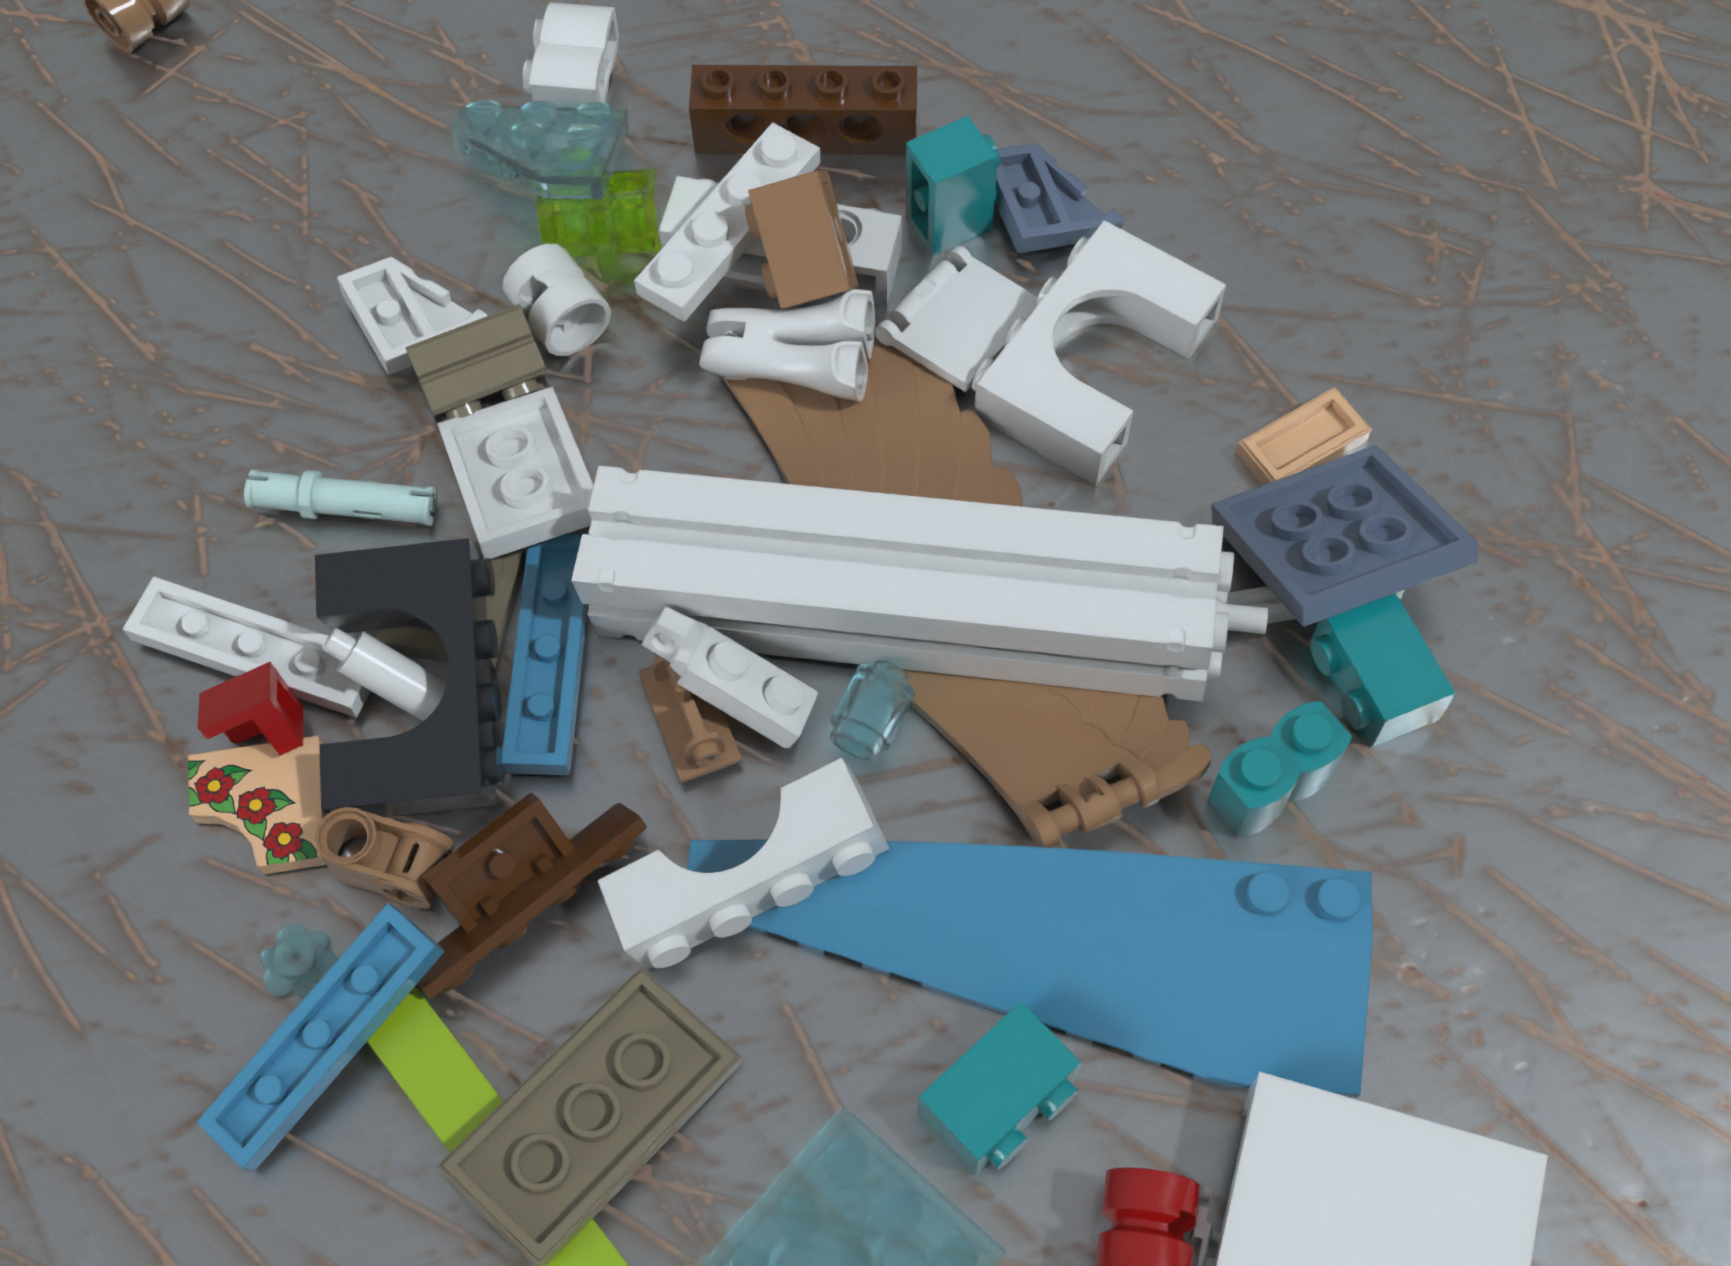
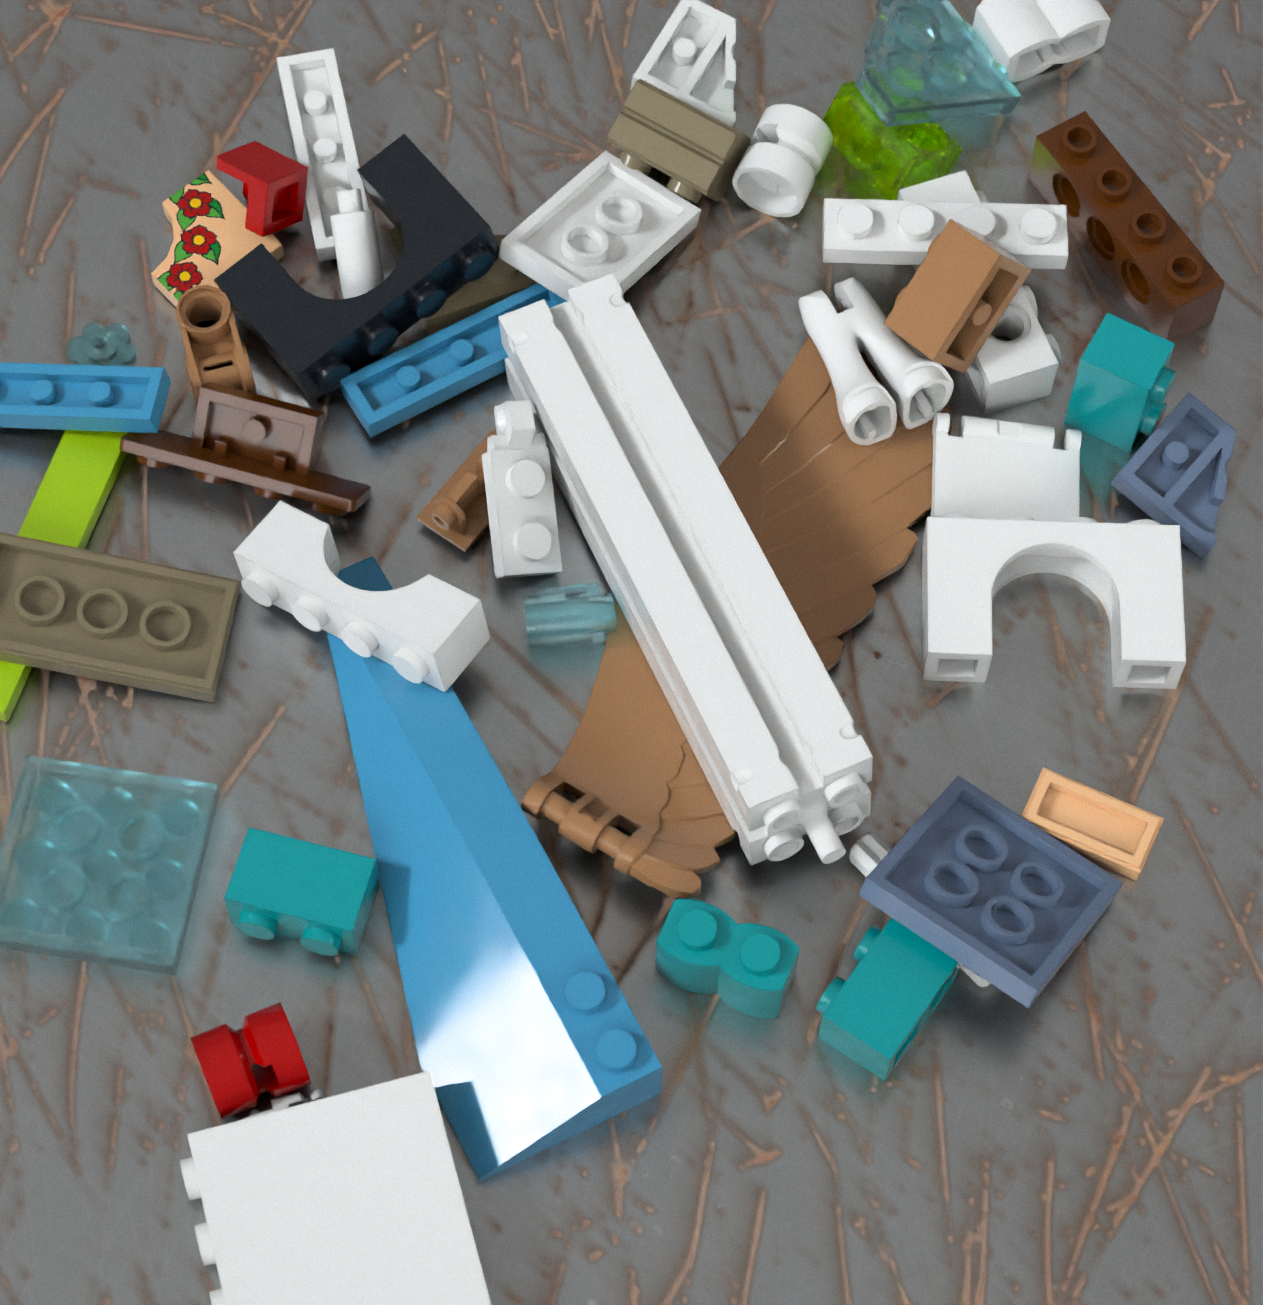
camera: 55 degrees right, 0 degrees up
(320, 495) = (484, 111): light aqua pin -> none

